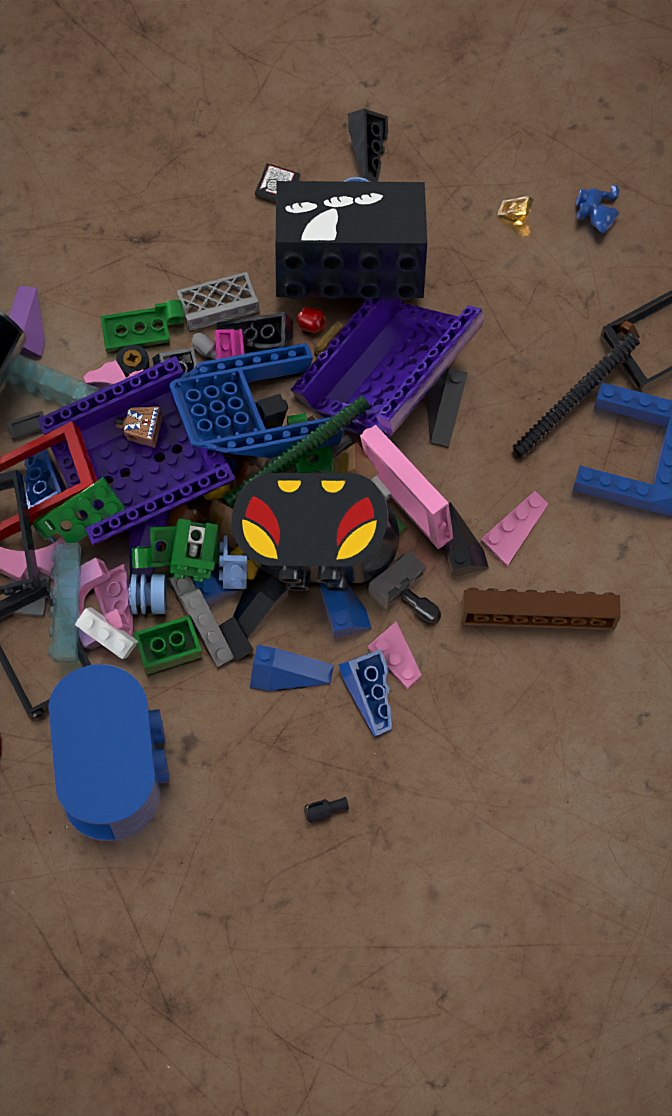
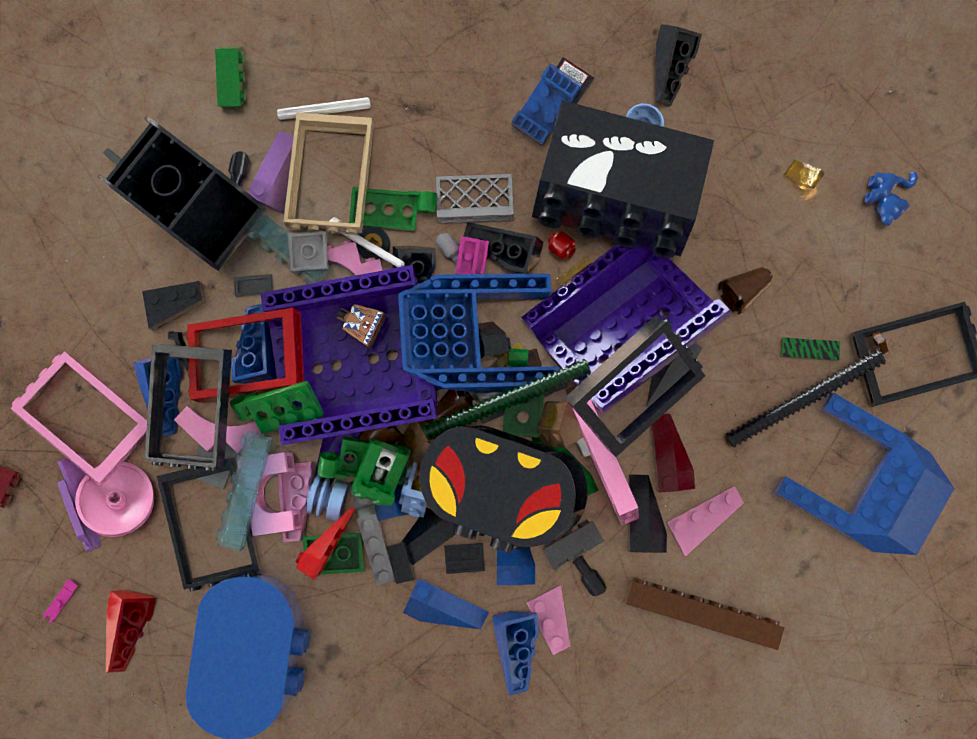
camera: 20 degrees right, 15 degrees up
(55, 257) = (325, 108): none -> white axle
(66, 267) = (336, 124): none -> tan window
(73, 378) = (308, 251): none -> light grey tile
(94, 354) = (370, 246): none -> white piece
(98, 628) = (265, 525): white arch -> none
(153, 640) = (318, 553): none -> red wedge
(259, 210) = (542, 108): none -> blue plate
(296, 619) = (464, 558): none -> black plate
(379, 425) = (619, 361): none -> black window
(468, 483) = (671, 460): none -> dark red wedge
(495, 314) = (744, 288): none -> reddish brown cone
(568, 355) = (810, 349): none -> tile

